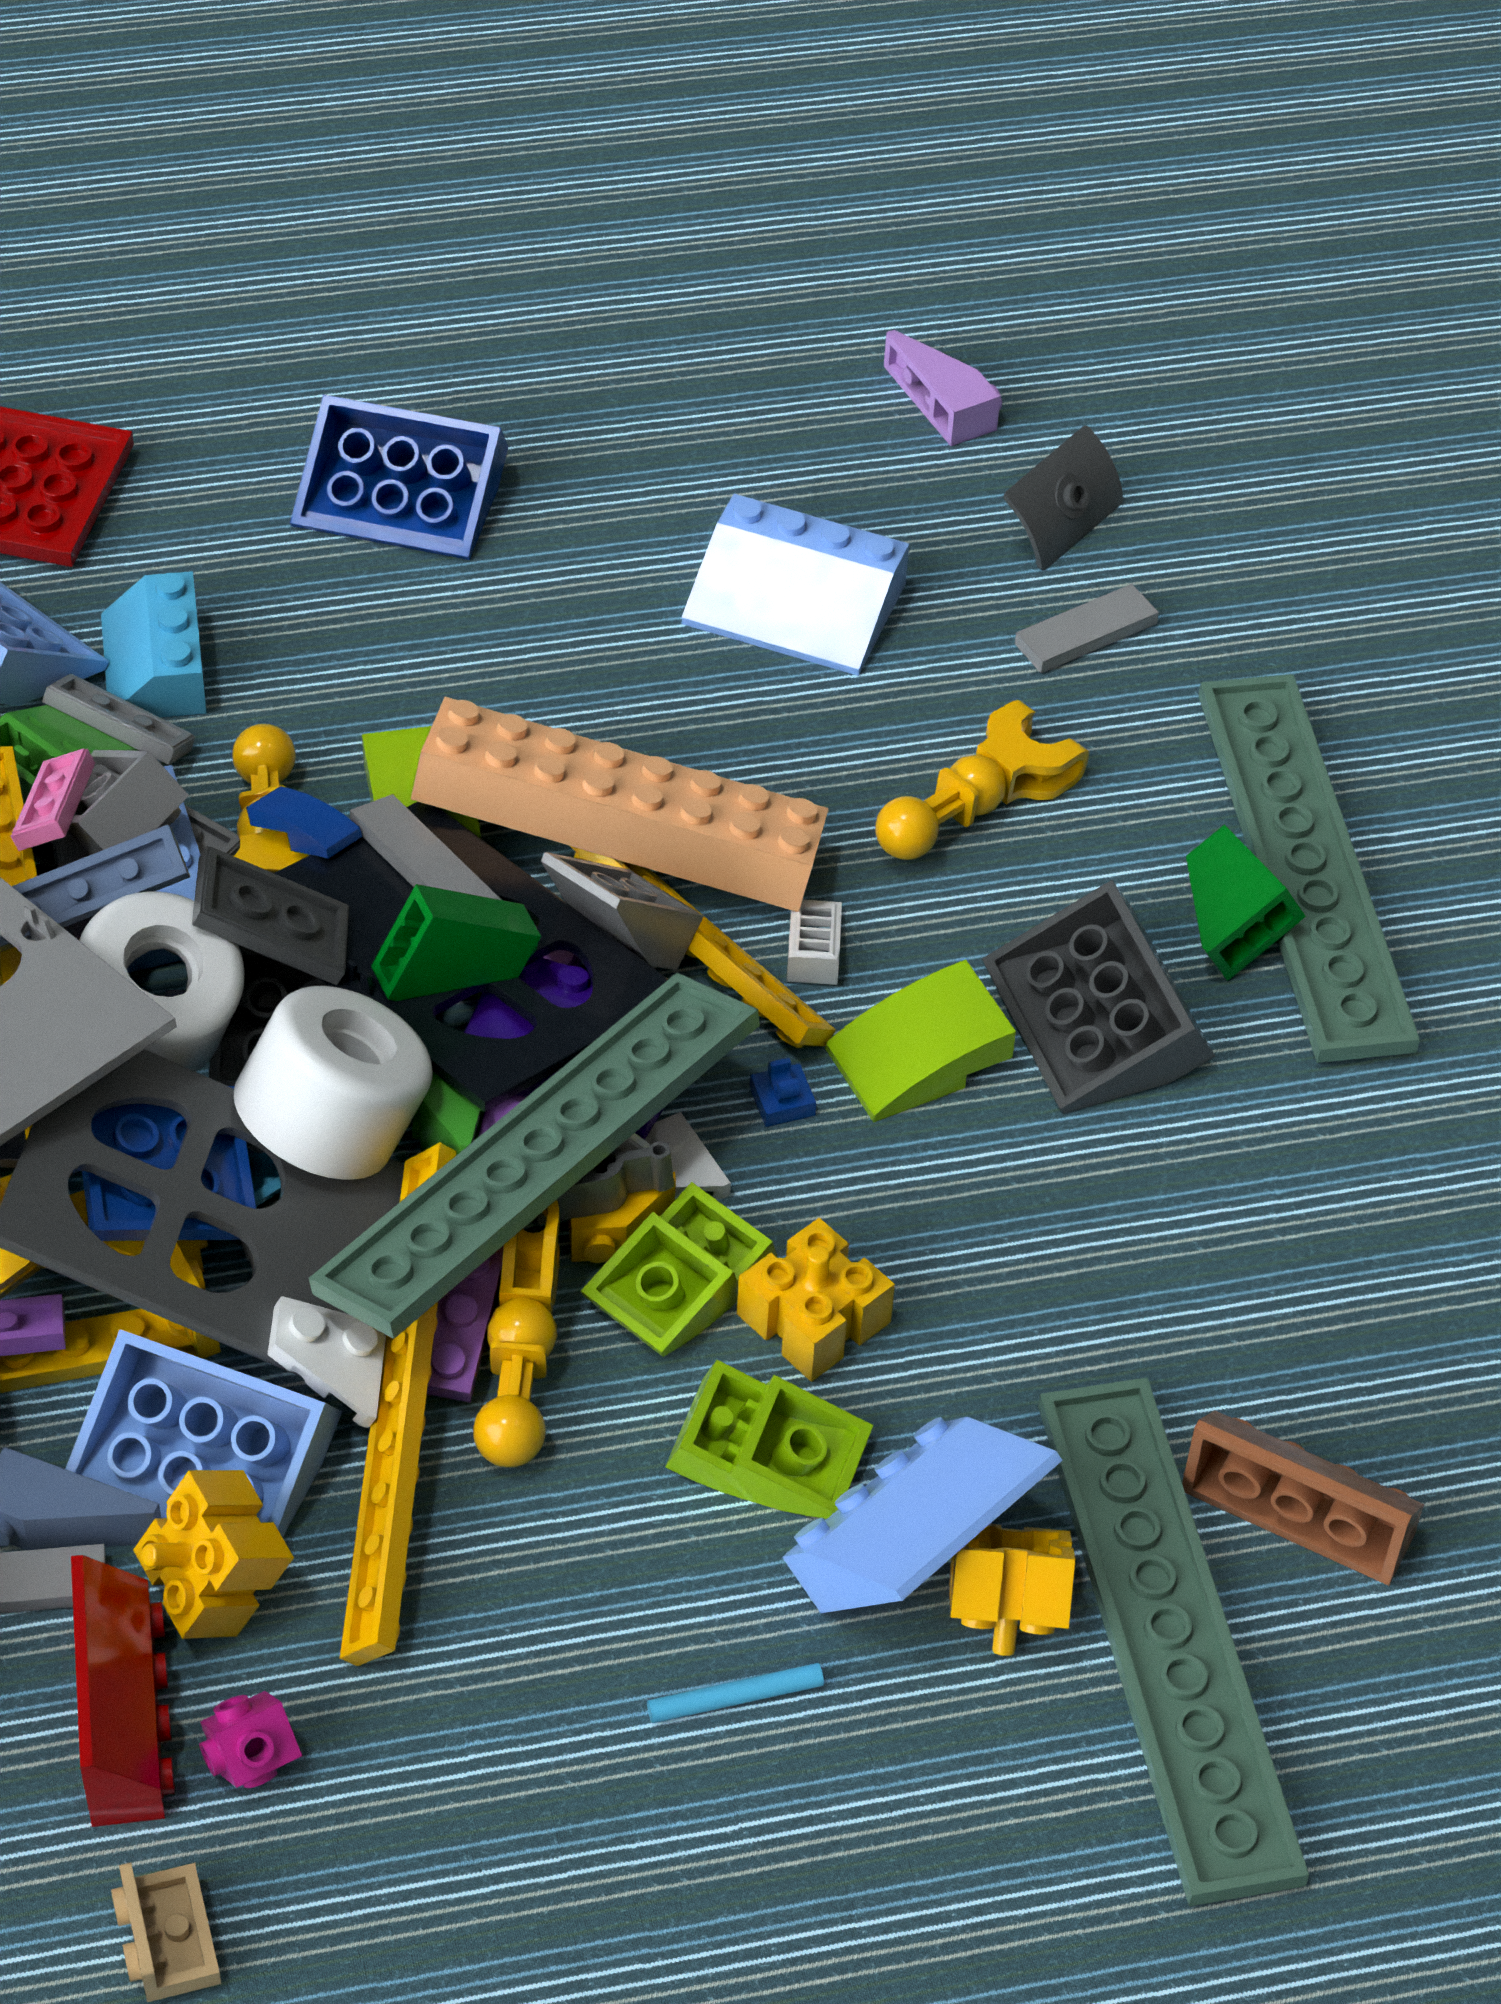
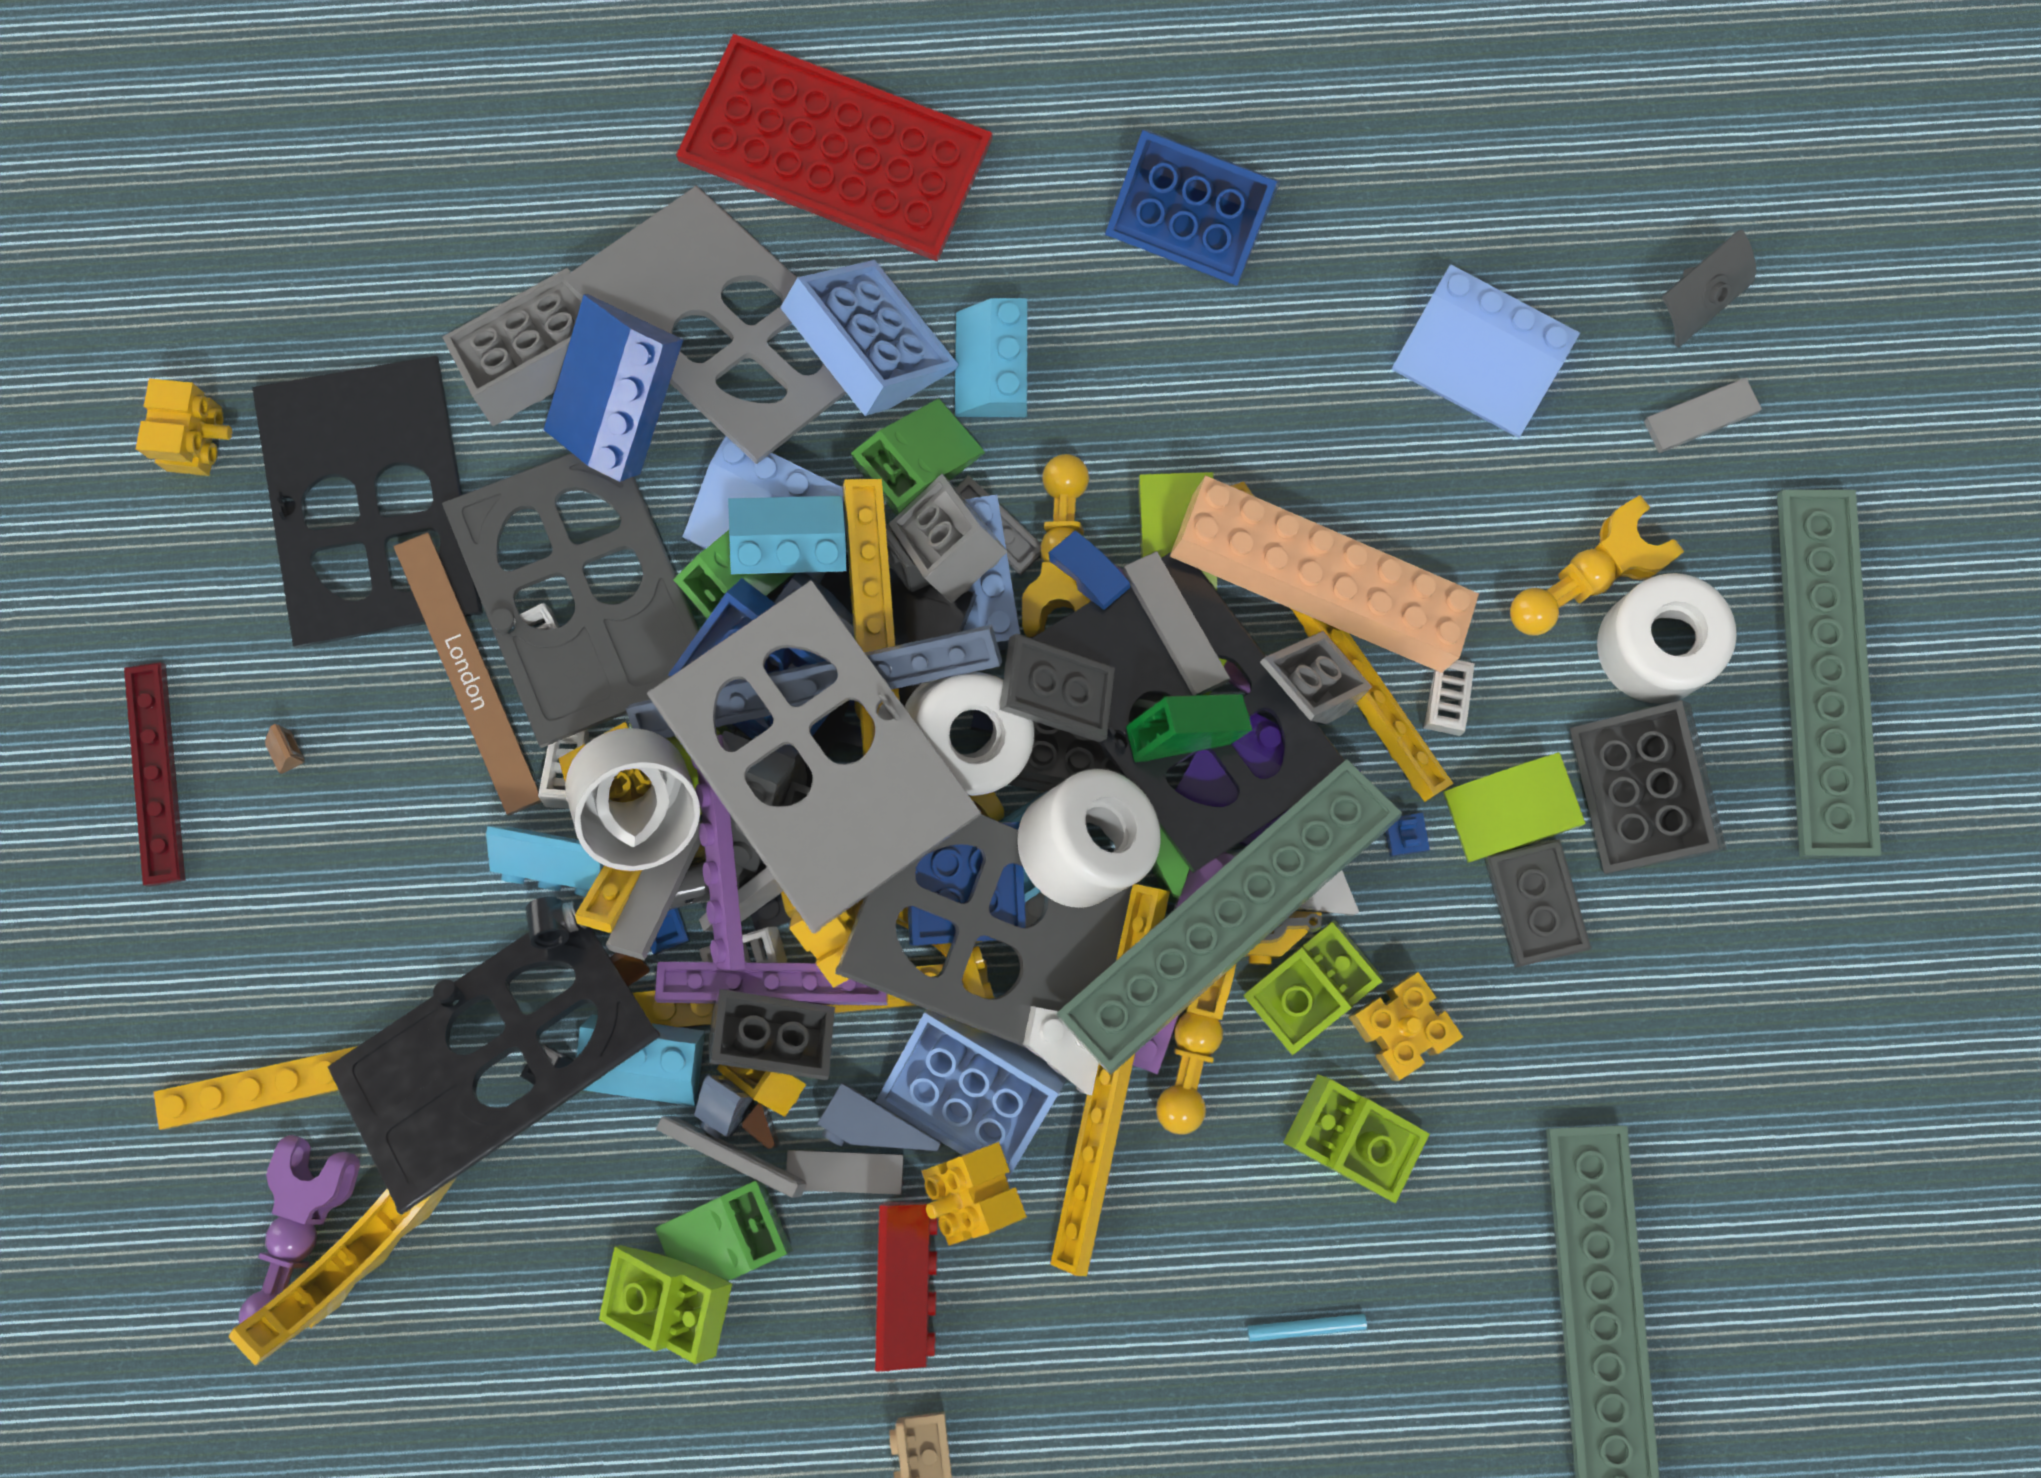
camera: 15 degrees right, 30 degrees up
(53, 799) = (908, 540): bright pink tile -> none
(119, 718) = (961, 428): light grey tile -> none
(248, 1740) = (985, 1330): dark pink brick -> none
(915, 1513) = (1454, 1240): light blue slope -> none
(943, 388) = (1632, 154): lavender slope -> none
(976, 1152) = (1537, 903): none -> dark grey tile
(1013, 1578) = (1507, 1287): yellow brick -> none
(1057, 860) = (1637, 662): none -> white piece
(1237, 902) = (1770, 711): green slope -> none
(1300, 1496) = (1720, 1239): nougat slope -> none

